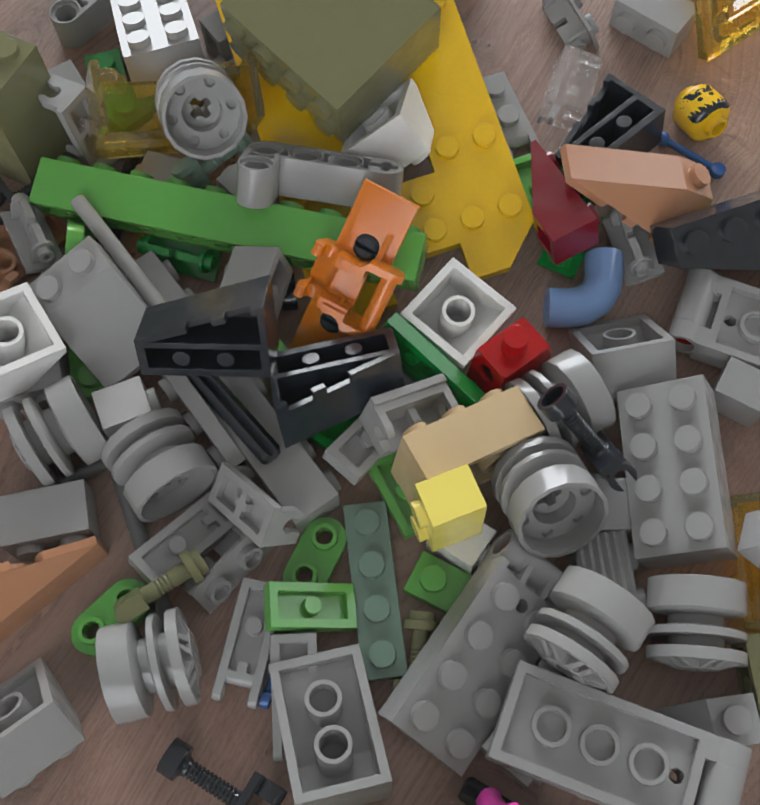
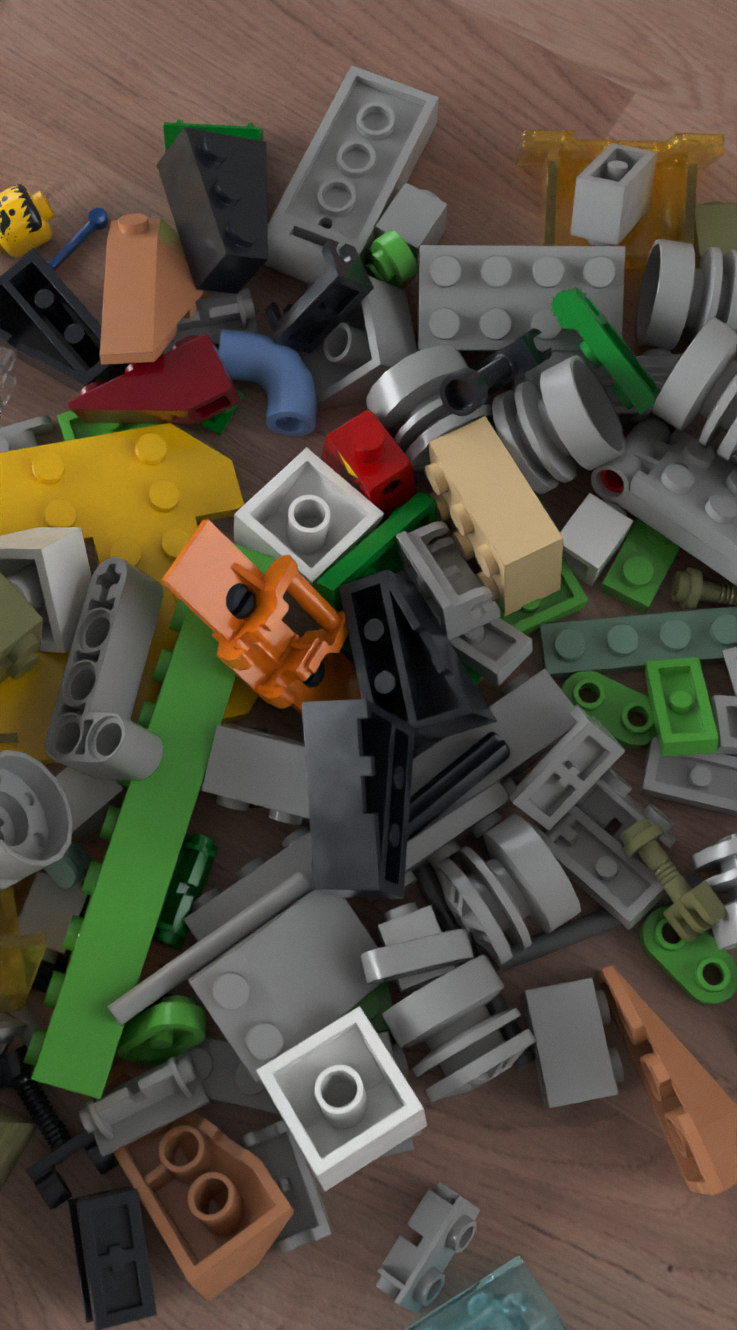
camera: 90 degrees left, 5 degrees up
(106, 394) = (417, 956): none -> light grey beam
(448, 508) = (591, 524): light yellow brick -> none
(626, 528) = (605, 347): none -> green hinge
(650, 315) = (323, 303): none -> black hinge
(699, 361) = (391, 260): none -> bright green plate

